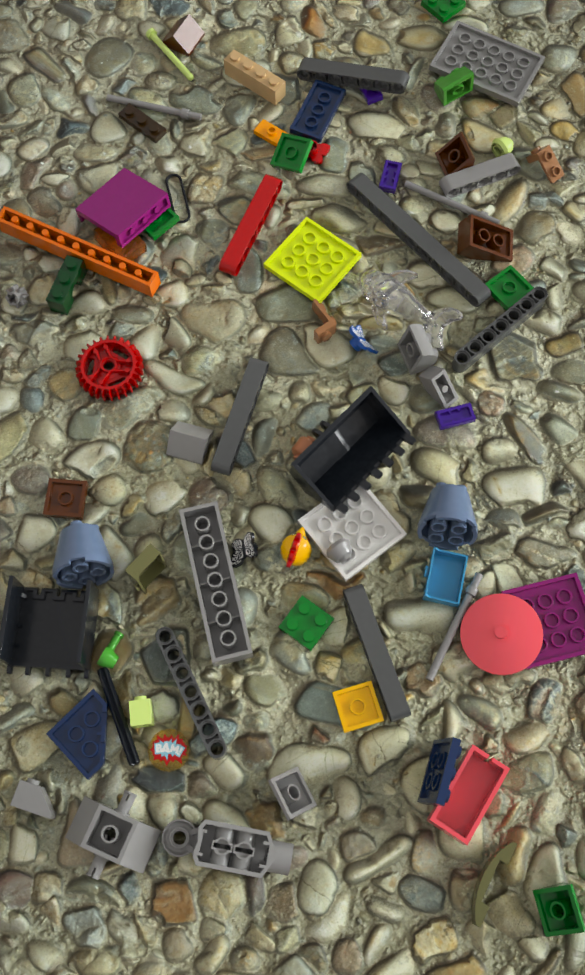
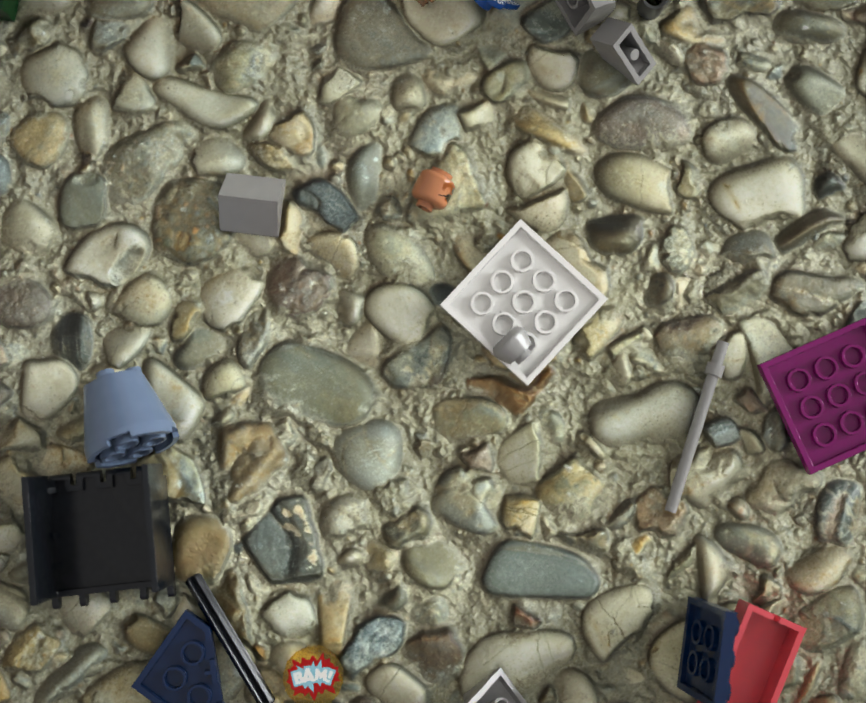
camera: 10 degrees left, 15 degrees up
(65, 498) = (80, 328): reddish brown plate -> none
(101, 379) = (92, 124): red gear -> none
(109, 657) = (199, 559): bright green bar -> none
(141, 712) = (262, 632): yellowish green brick -> none
(146, 568) = (225, 424): olive container -> none
(190, 682) = (330, 606): dark grey beam -> none
(215, 584) = (334, 423): light grey brick -> none
(239, 416) = (322, 149): dark grey beam -> none
(244, 549) = (367, 363): black animal -> none
(296, 548) = (445, 351): yellow piece -> none
(306, 623) = (479, 458): green plate -> none
(350, 451) = (506, 184): black piece -> none
(357, 706) = (574, 570): yellow plate -> none
(376, 653) = (588, 485): dark grey beam -> none
(445, 577) = (673, 355): dark azure container -> none
(448, 518) = (668, 264): sand blue cone -> none
(455, 416) = (655, 95): dark purple plate -> none
(501, 634) = (768, 429): coral dish -> none

